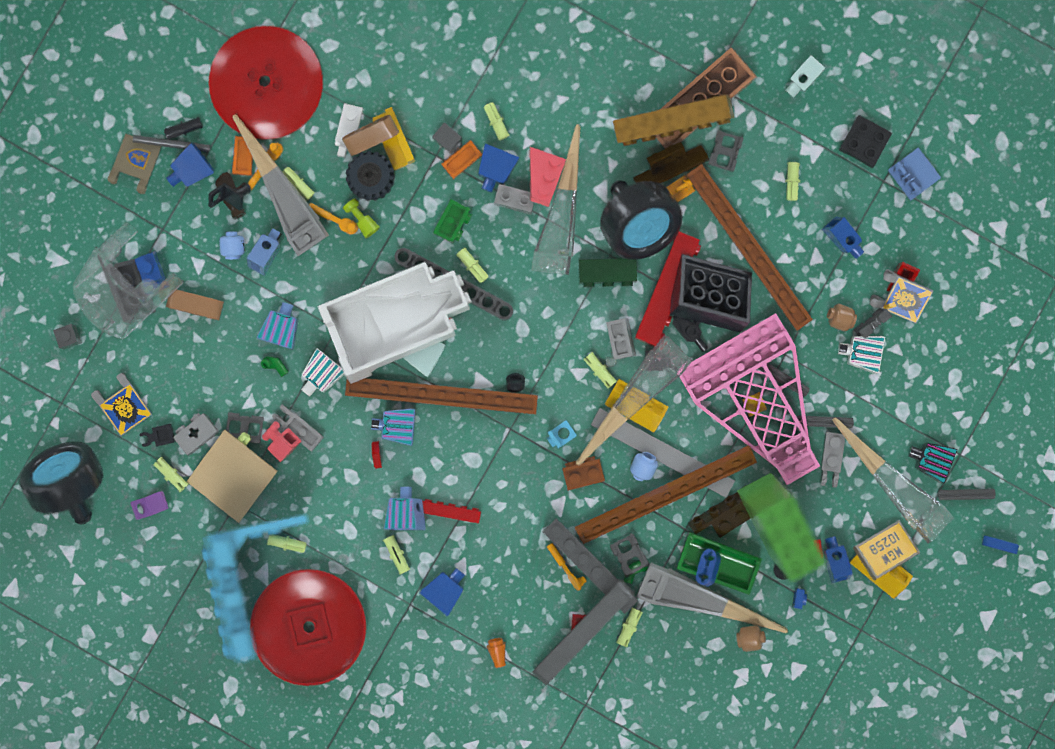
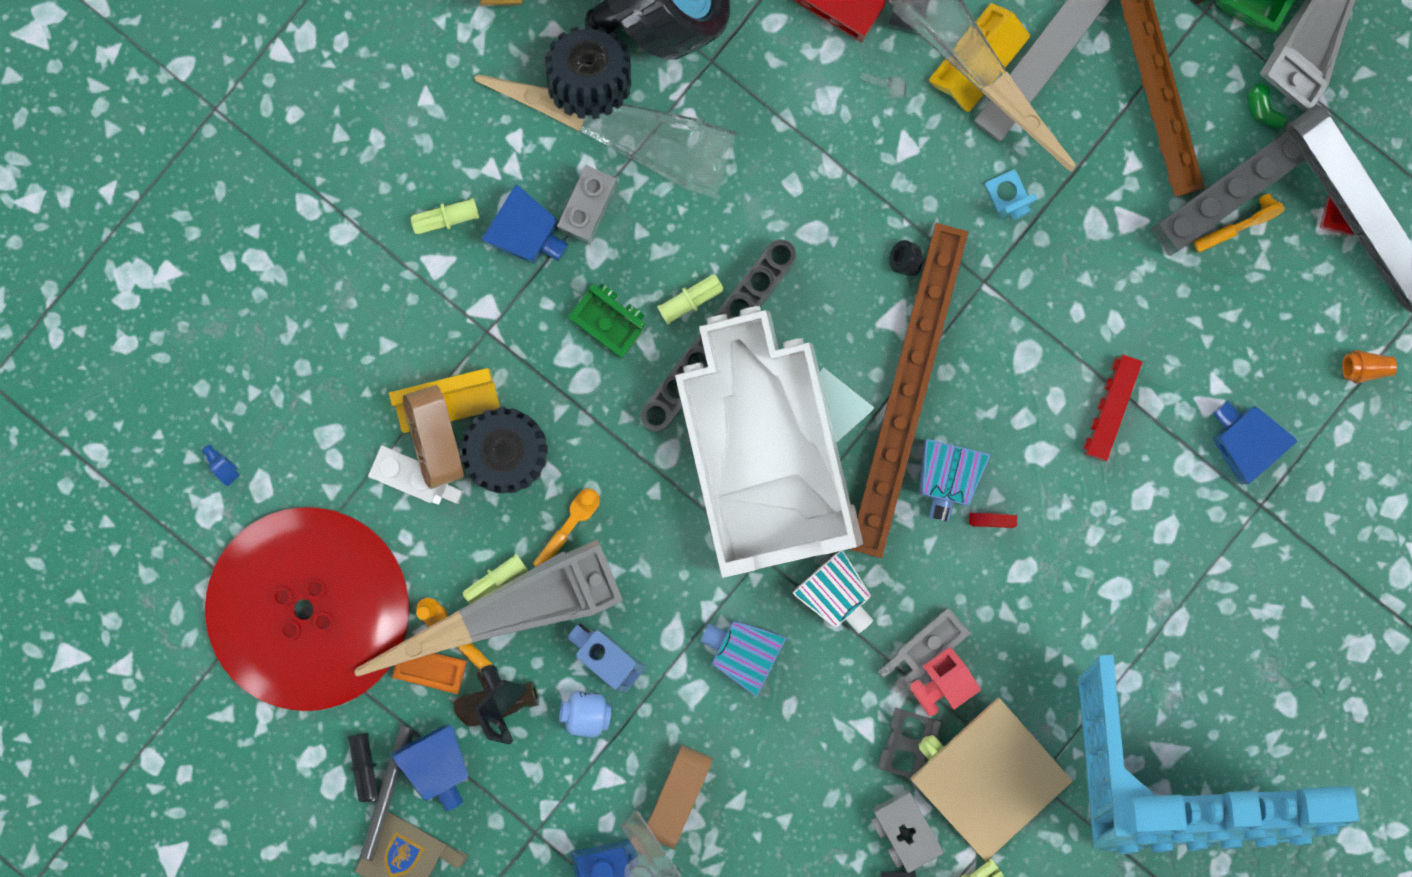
camera: 85 degrees left, 0 degrees up
(274, 363) = (804, 673): green arm -> none
(280, 632) = (1326, 697): red dish -> none
(286, 543) = (1127, 693): yellowish green axle -> none
(336, 21) = (220, 465): none -> blue piece
(365, 223) = (587, 472): lime piece -> none
(391, 542) = (1194, 508): yellowish green pin -> none
(405, 512) = (1105, 485): medium blue torso -> none
(447, 138) = (461, 304): dark grey brick -> none
(462, 159) = (501, 287): orange tile -> none
(544, 175) = (556, 146): coral wing -> none
(584, 474) = (1089, 177): dark orange bracket -> none
(588, 186) = (588, 72): none -> black wheel
(600, 370) = (909, 109): yellowish green pin -> none
(607, 272) = (741, 67): dark green brick -> none
(621, 339) = (862, 63): light grey hinge -> none
(629, 627) = (1362, 134): yellowish green pin -> none
(634, 552) = (1241, 121): dark grey piece -> none
(644, 466) = (1088, 60): light blue head -> none

